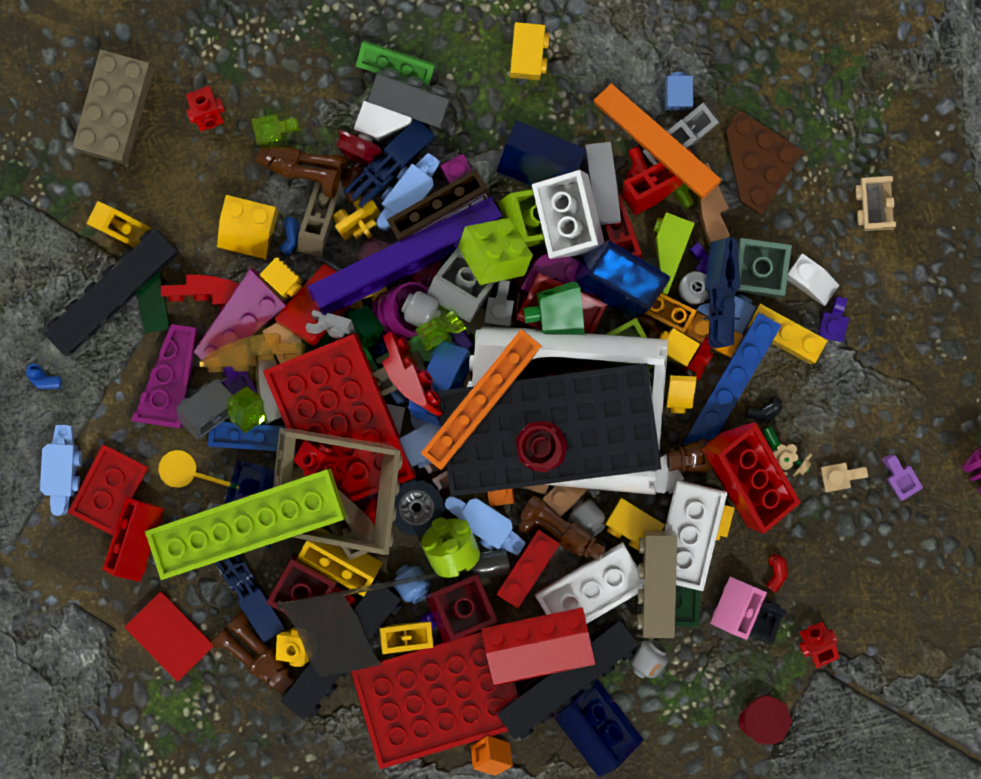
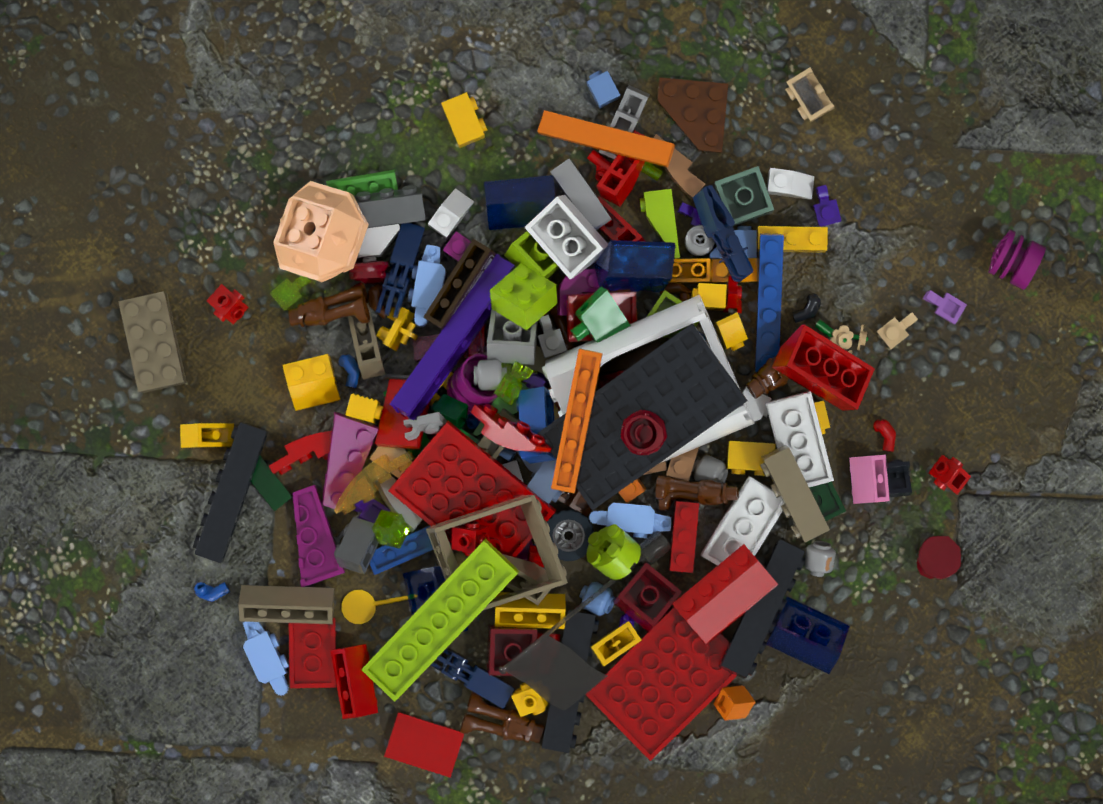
camera: 25 degrees left, 0 degrees up
(107, 429) = (286, 604): none -> dark tan brick
(330, 85) = (336, 238): none -> light nougat piece
(467, 135) = (450, 213): none -> white slope

